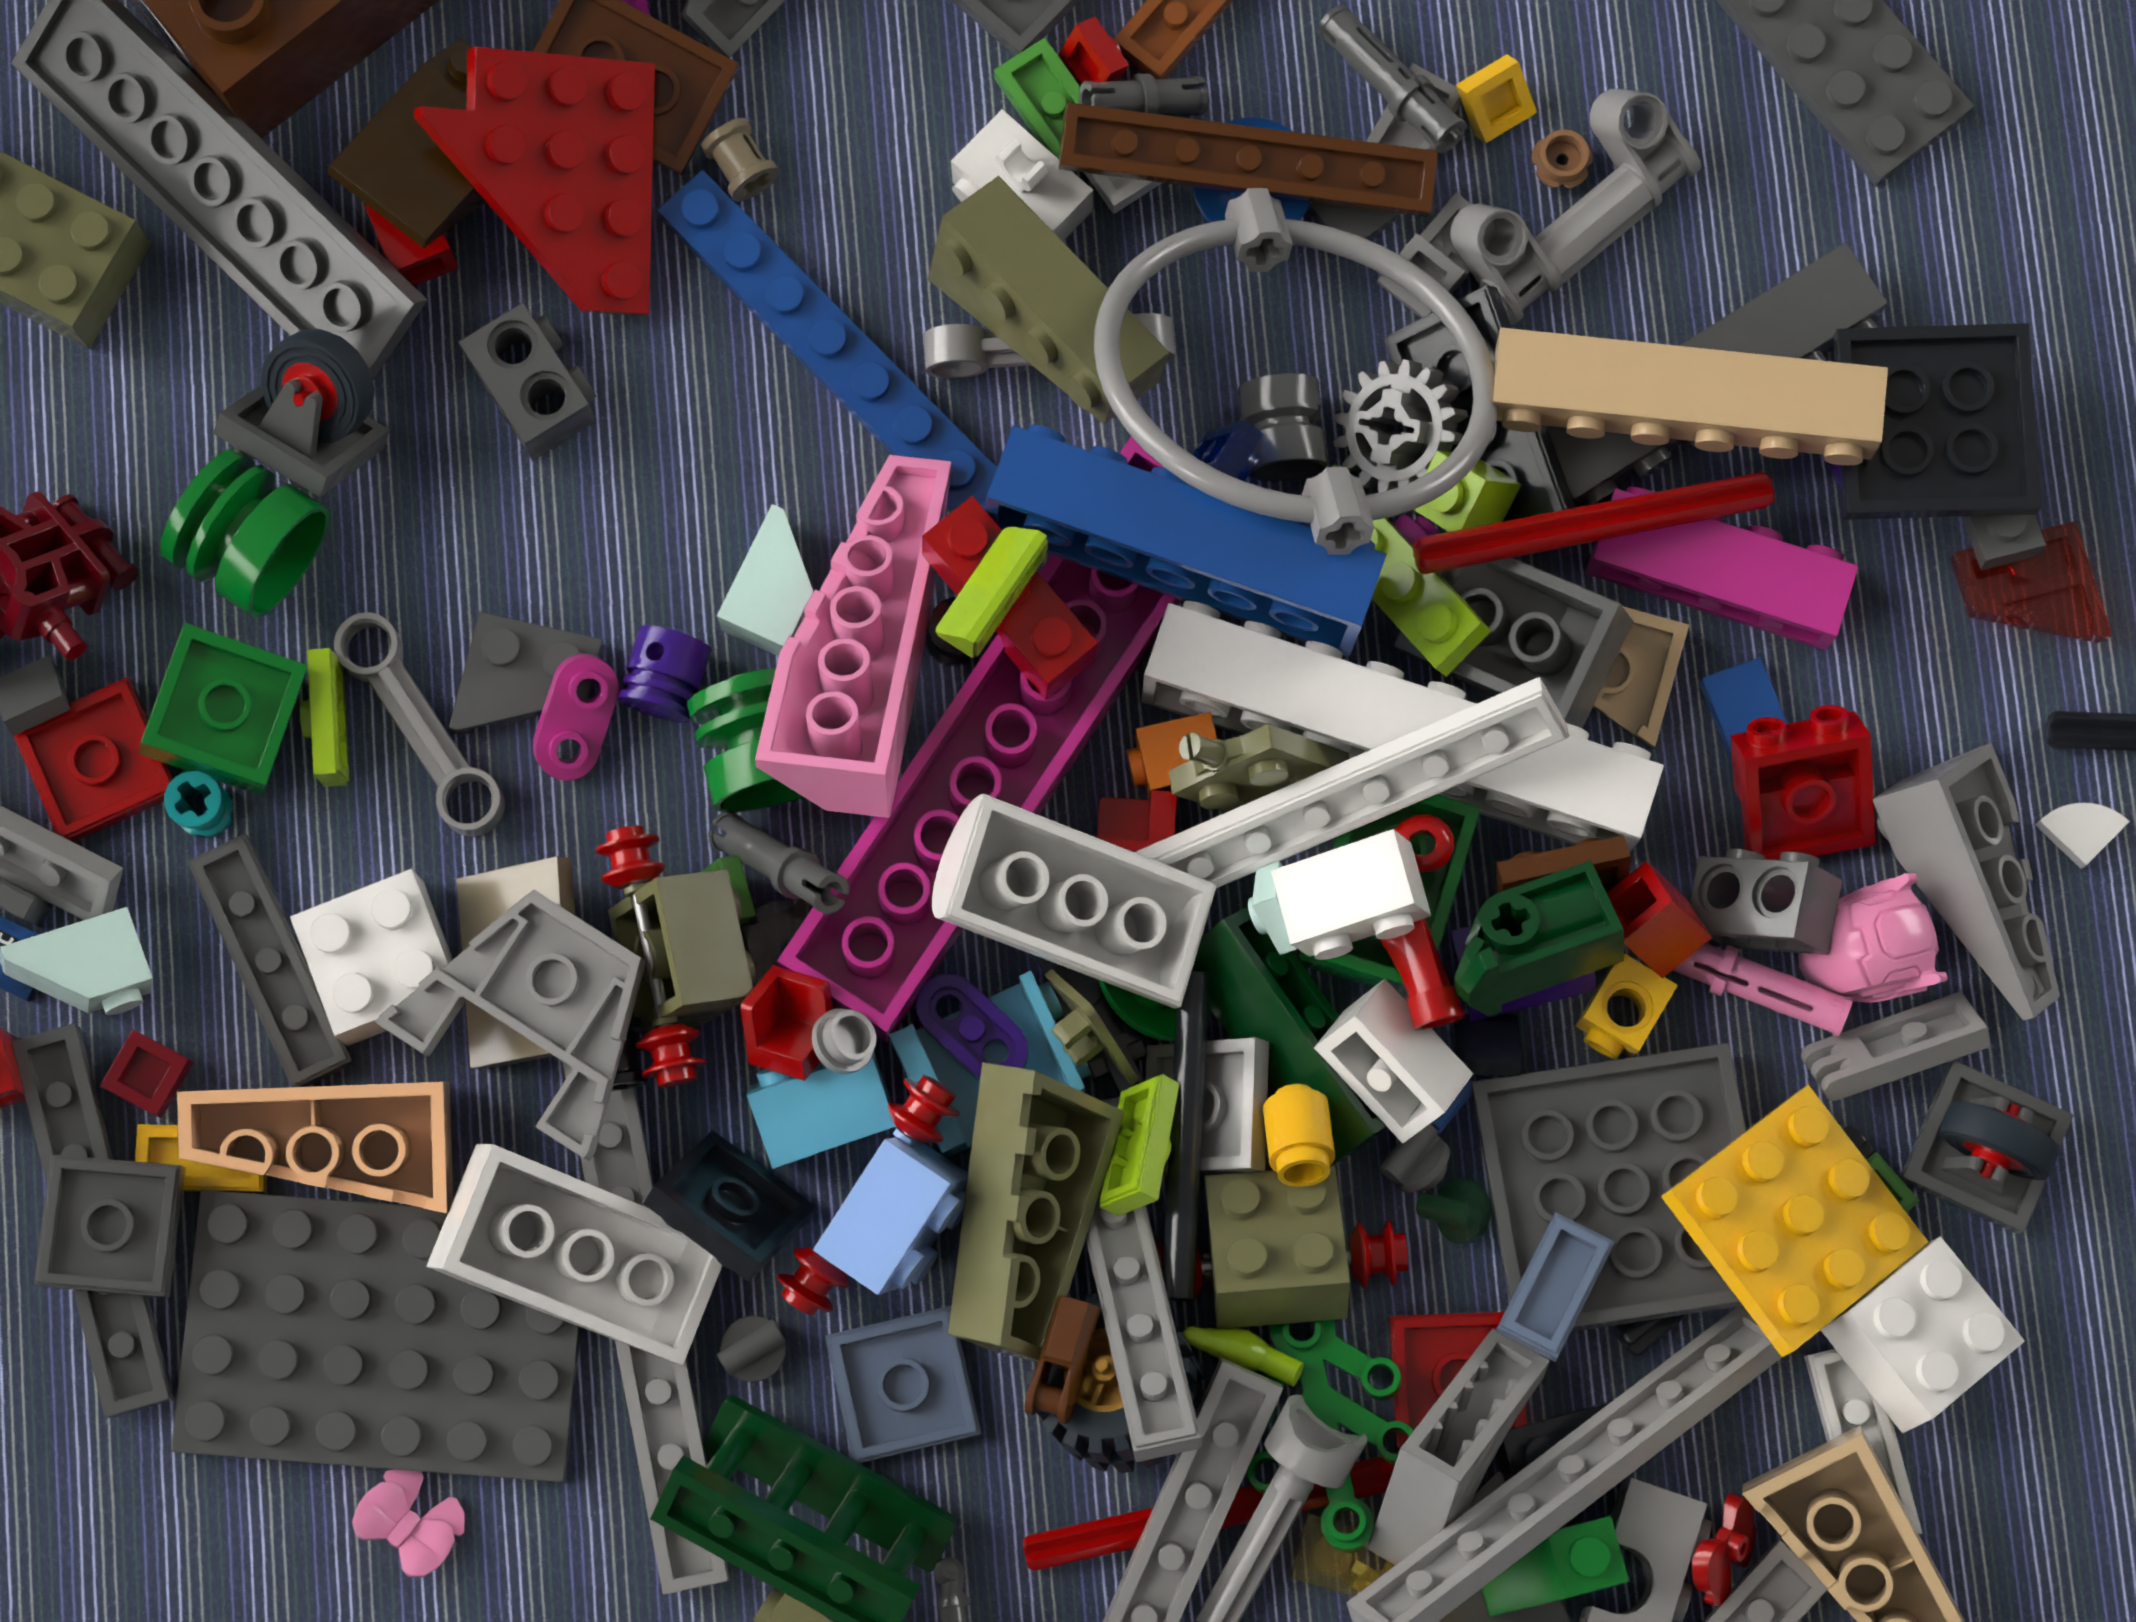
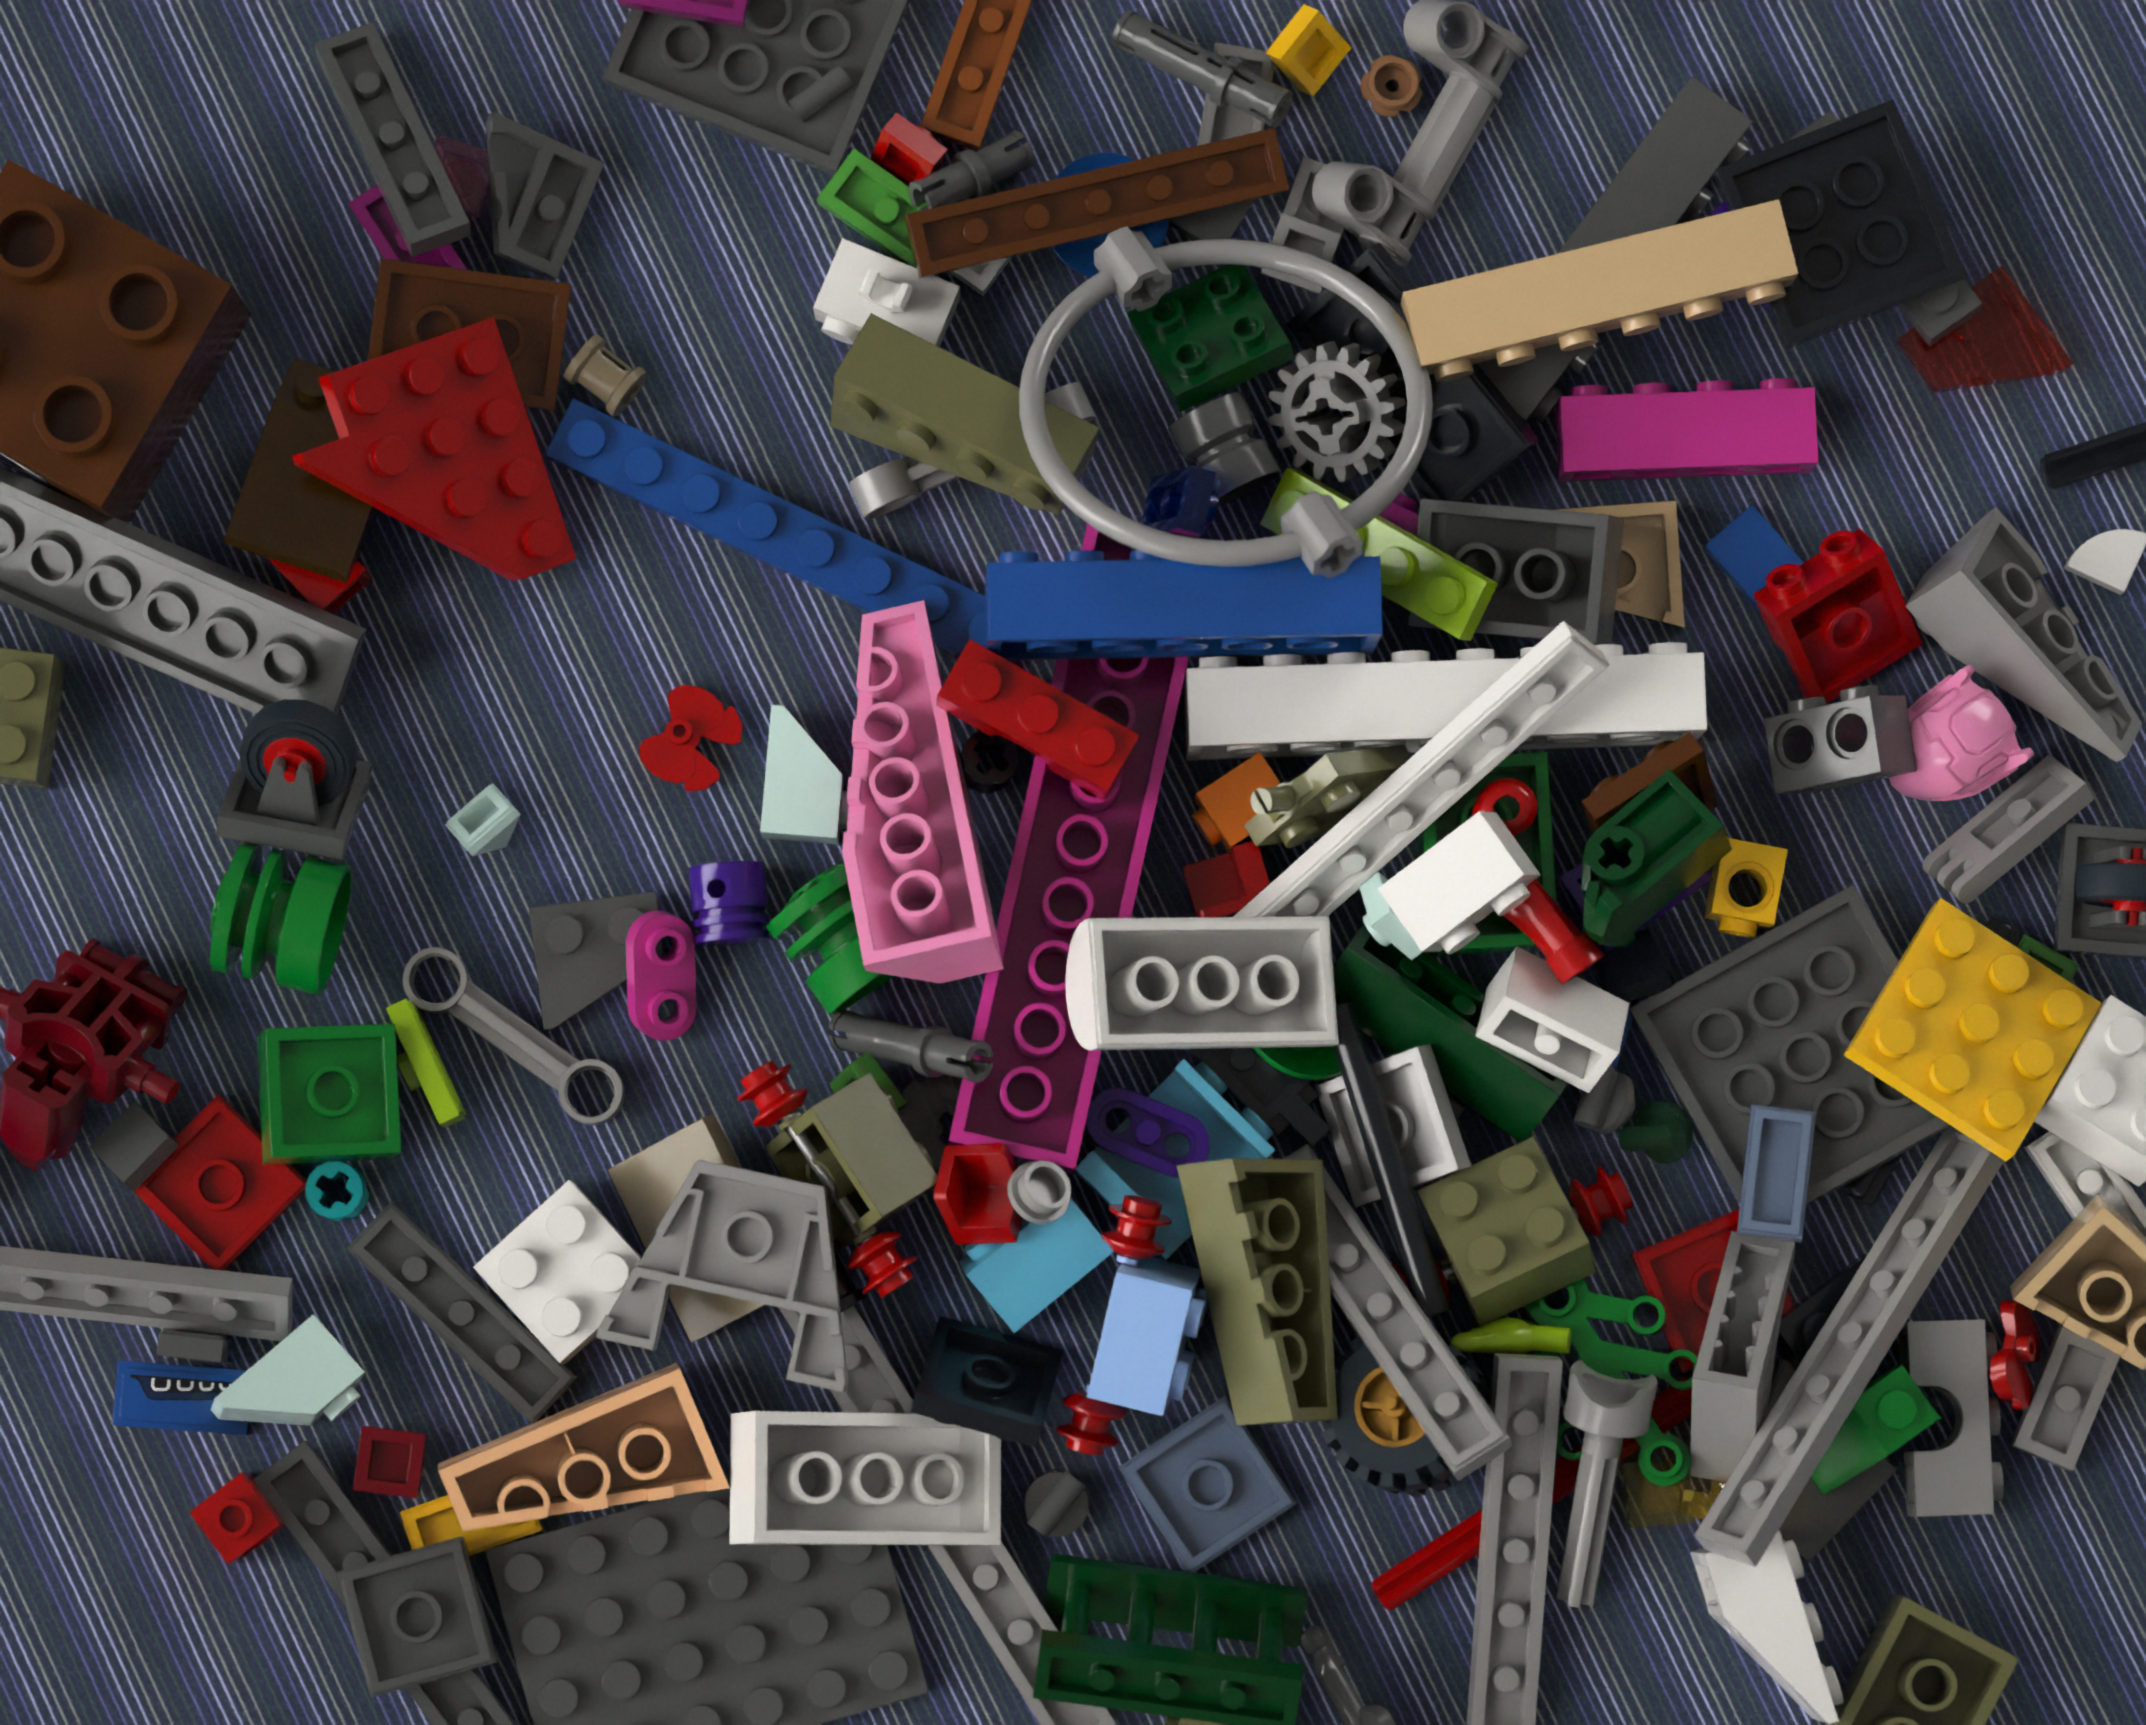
camera: 25 degrees left, 5 degrees up
(470, 520) = (485, 822): none -> light aqua slope
(520, 385) = (480, 678): dark grey brick -> none
(669, 520) = (674, 754): none -> red piece
(993, 589) = (1024, 724): lime slope -> none
(1066, 1349) = (1353, 1399): reddish brown bar -> none
(1084, 1031) = (1256, 1099): olive piece -> none
(1140, 1146) = (1350, 1186): lime plate -> none
(1299, 1135) = (1492, 1123): yellow brick -> none
(1309, 319) = (1211, 336): none -> dark green plate
(1475, 501) = (1442, 463): lime brick -> none
(1593, 523) = (1554, 442): red axle -> none
(1657, 920) = (1747, 797): red brick -> none
(1766, 987) = (1865, 817): bright pink pin -> none

